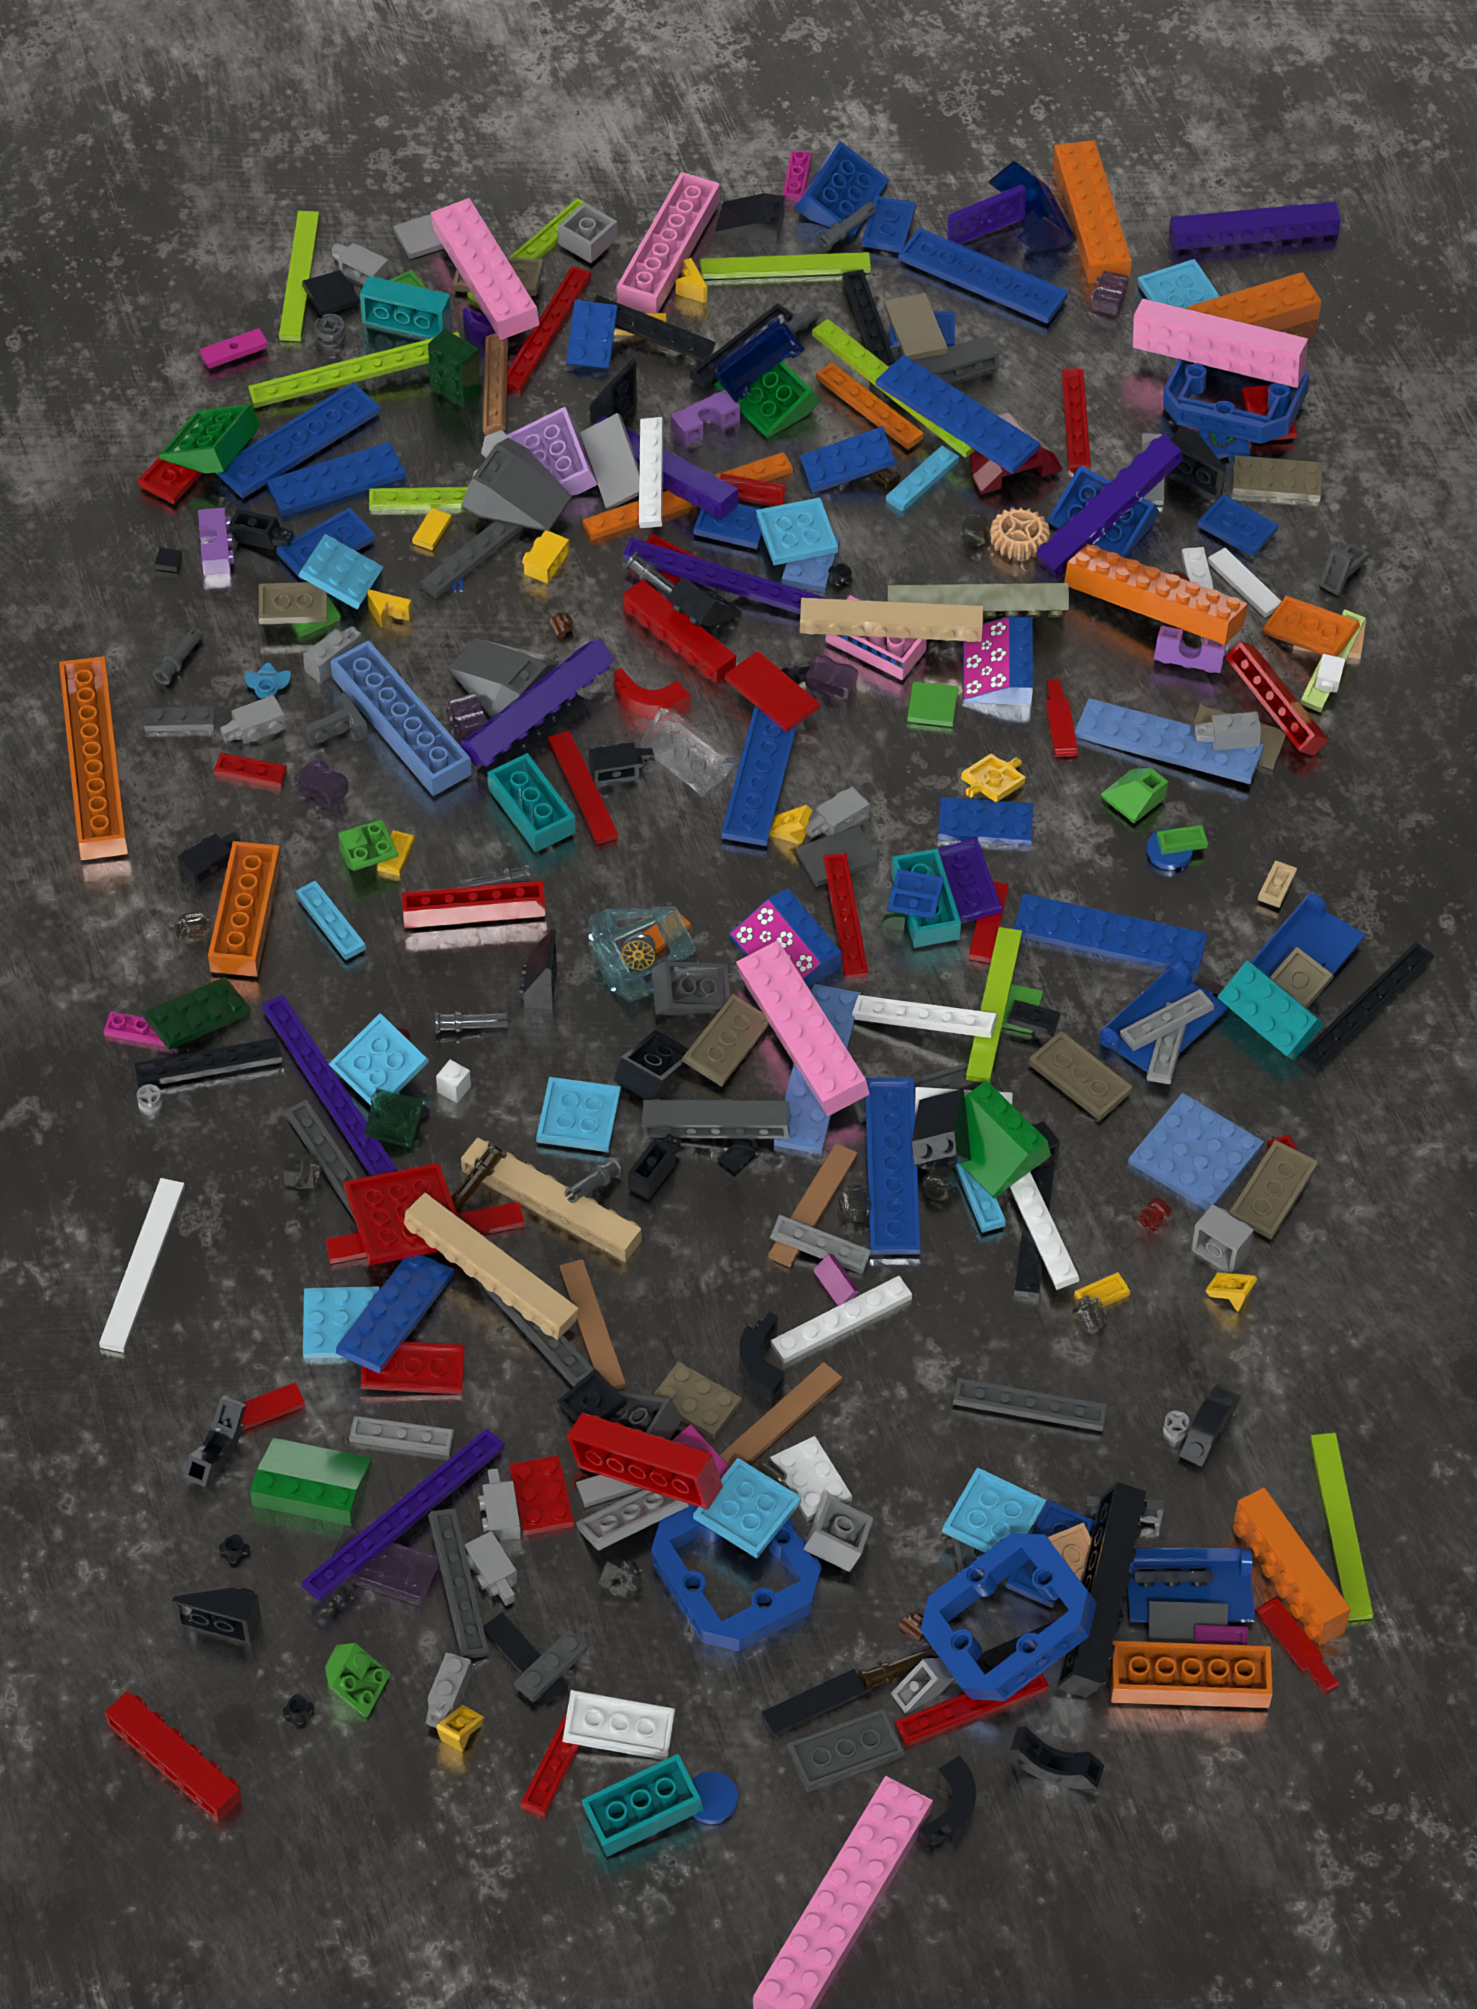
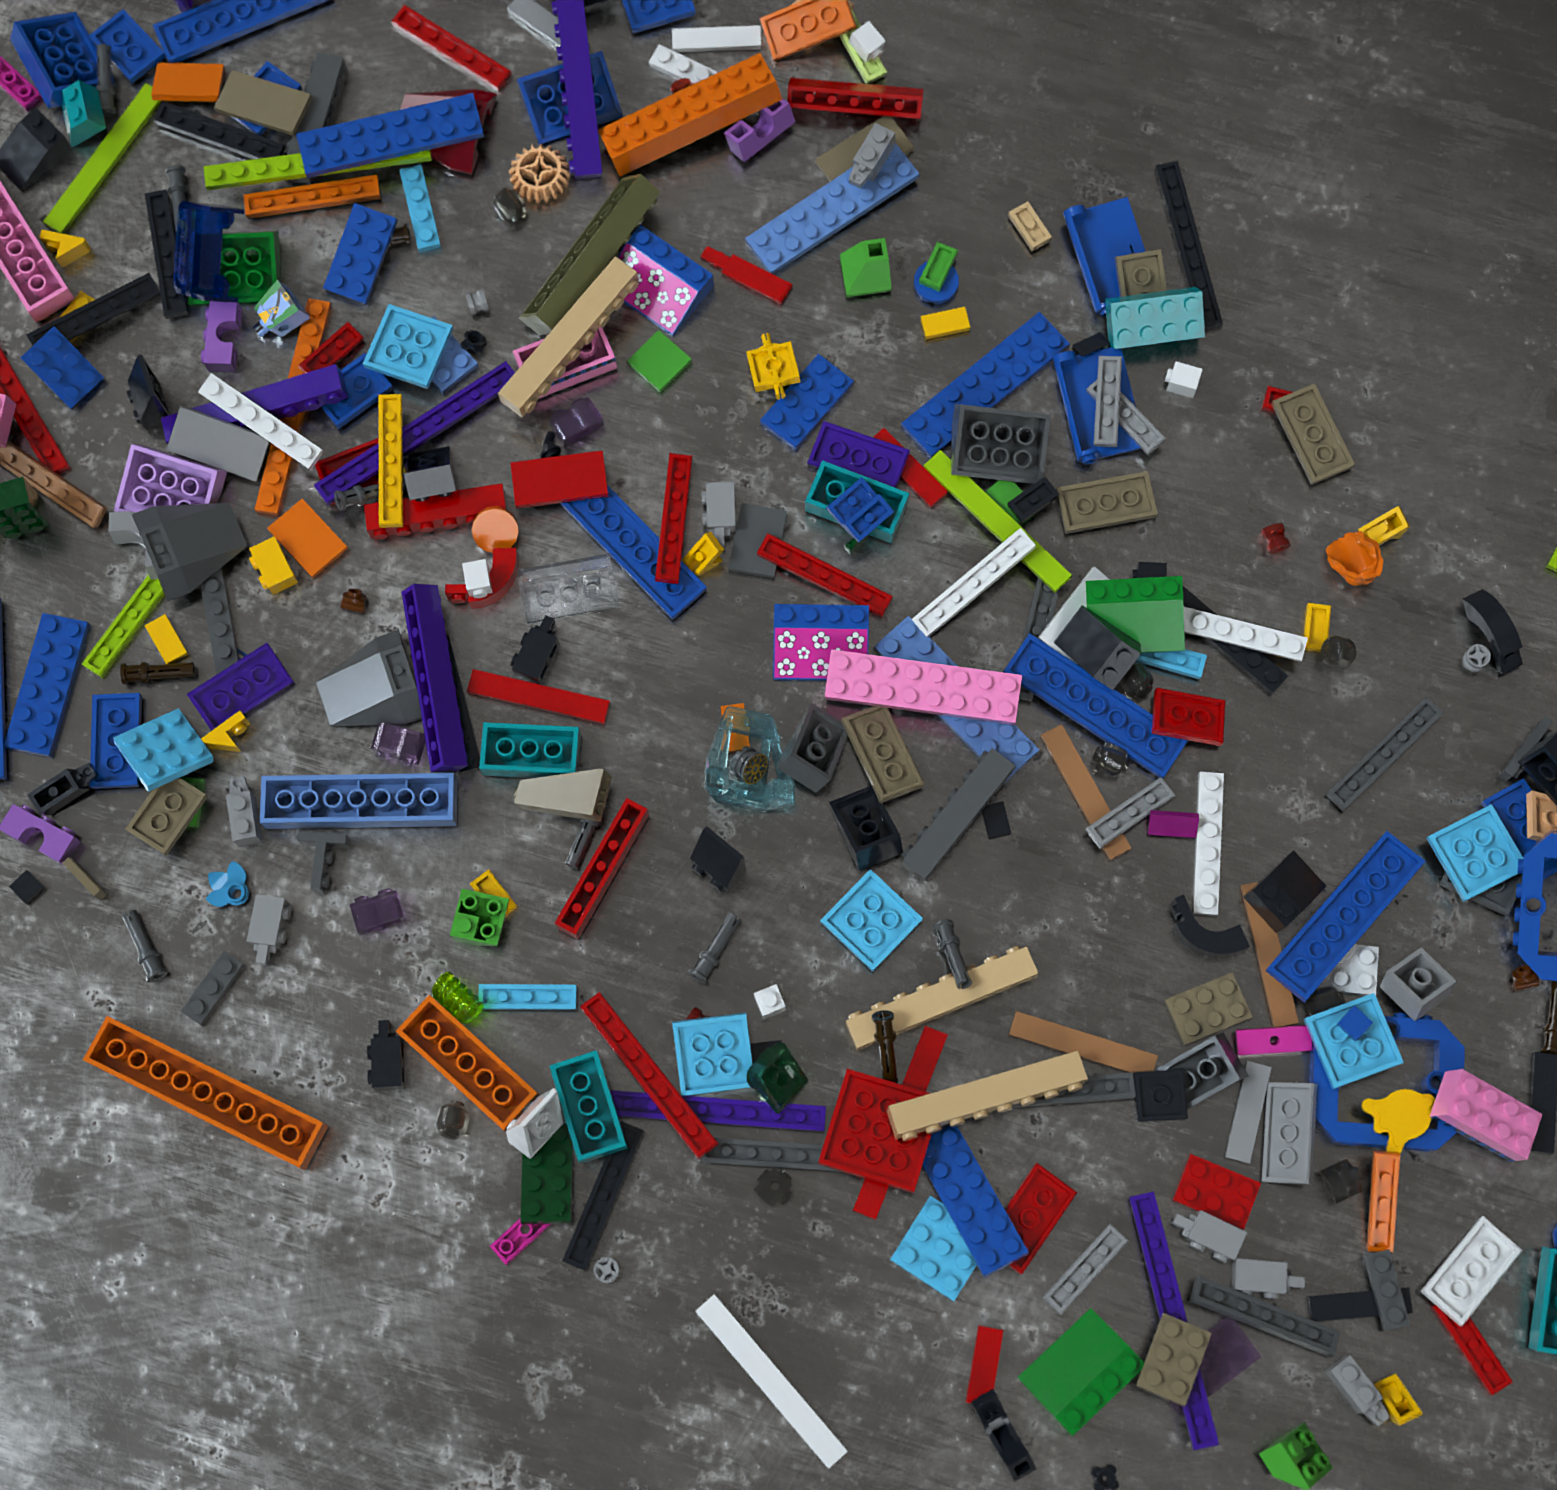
camera: 50 degrees left, 20 degrees up
(202, 588) = (90, 884): none -> dark tan tile
(229, 968) = (536, 1124): none -> white slope
(250, 770) = (314, 962): red tile -> none
(269, 1000) = (588, 1107): none -> teal brick
(291, 869) = (456, 998): none -> clear neon green piece
(328, 1034) = (649, 1076): none -> red tile
(368, 1525) = (1173, 1359): none -> dark tan plate
(395, 530) = (144, 674): none -> dark brown pin
(433, 592) = (240, 686): none -> dark purple tile
(514, 844) = (567, 795): none -> slope
(587, 567) = (307, 538): none -> orange tile
(627, 1616) = (1383, 1201): none -> orange tile
(641, 680) = (477, 578): none -> white brick
(645, 1460) = (1264, 1094): red brick -> none
(653, 1166) = (969, 893): black hinge -> none
(695, 674) = (495, 529): none -> orange tile
(696, 570) = (390, 460): none -> yellow tile
(709, 1583) = (1401, 1115): none -> yellow tile
(755, 438) = (279, 311): none -> torso
(761, 1494) = (1354, 1023): none -> blue tile
(761, 1646) = (1486, 1115): none -> bright pink brick
(805, 786) = (673, 518): none -> red tile
(807, 225) = (82, 112): none -> teal slope
(844, 1393) = (1285, 892): none -> black slope
(857, 1449) = (1345, 916): none -> blue plate
(875, 557) = (477, 302): none -> light grey wheel
(892, 274) = (188, 82): none -> orange tile
(939, 1238) = (1188, 716): none -> red tile
(1061, 964) = (999, 443): none -> dark grey slope
(1139, 875) = (945, 323): none -> yellow tile
(1185, 1281) = (1356, 558): none -> orange hair
(1196, 1152) = (1235, 466): medium blue plate -> none
(1222, 1239) = (1340, 504): light grey brick -> none
(1238, 1068) = (1183, 379): none -> white brick

